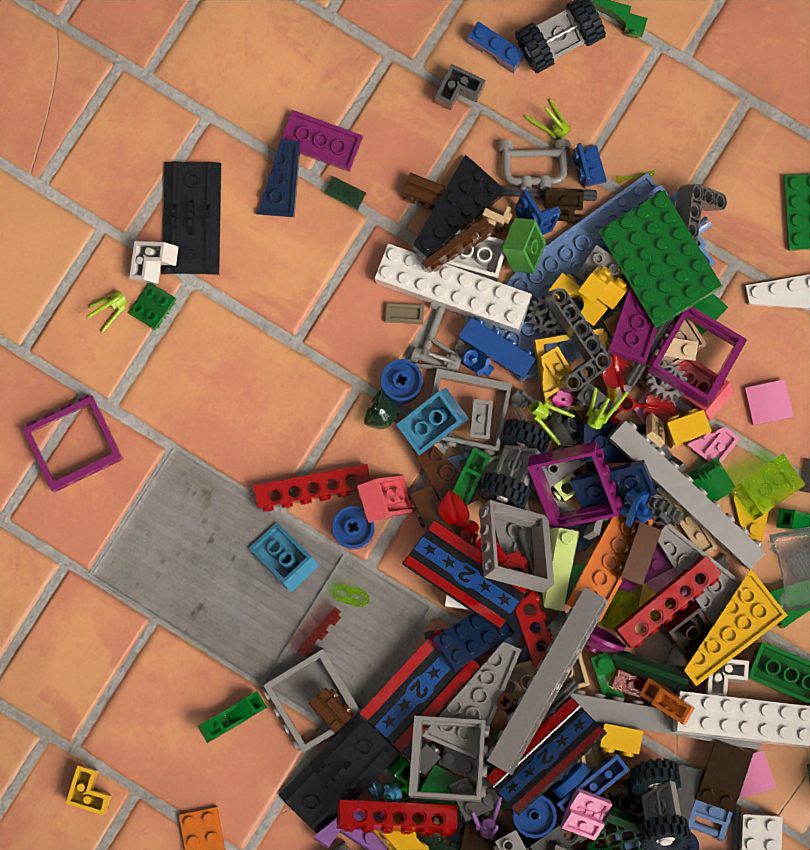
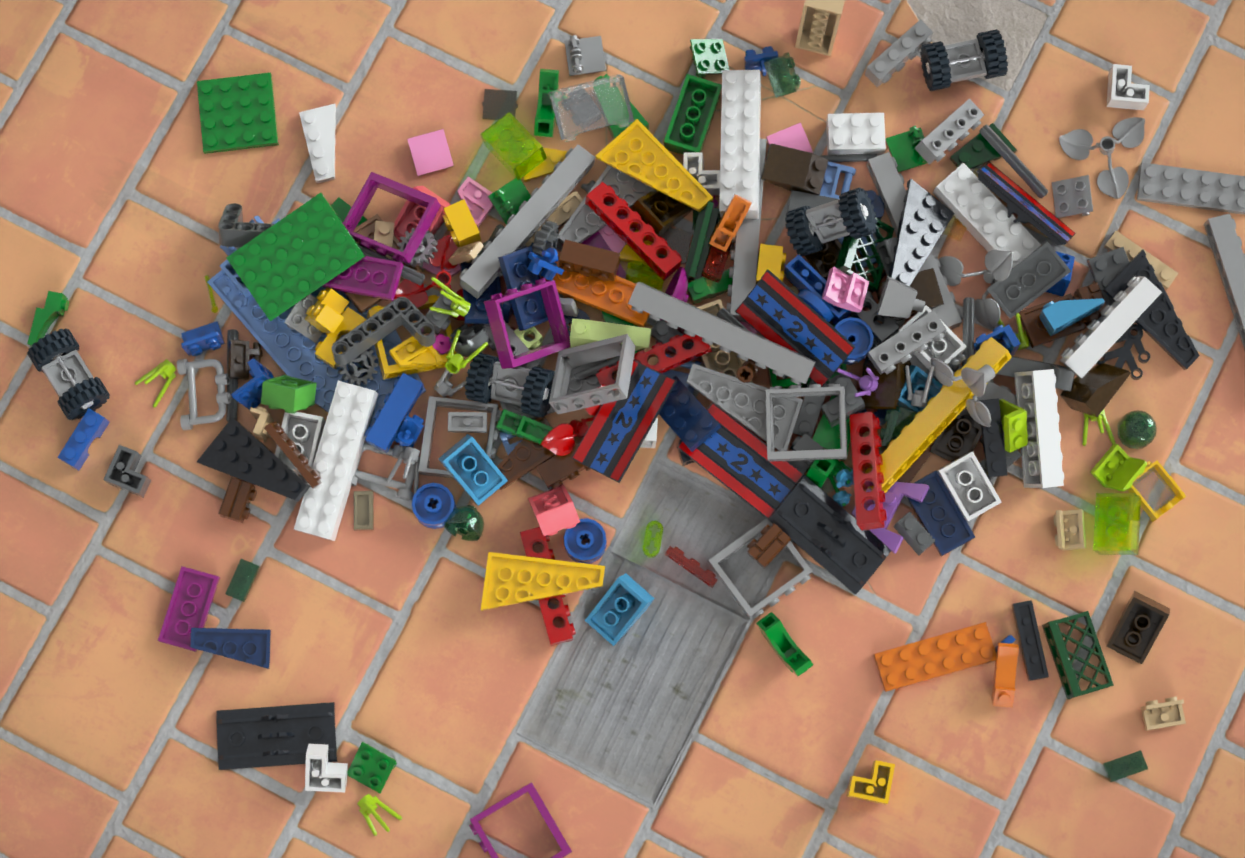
camera: 95 degrees left, 5 degrees down
(318, 463) = (525, 579): none -> yellow wing

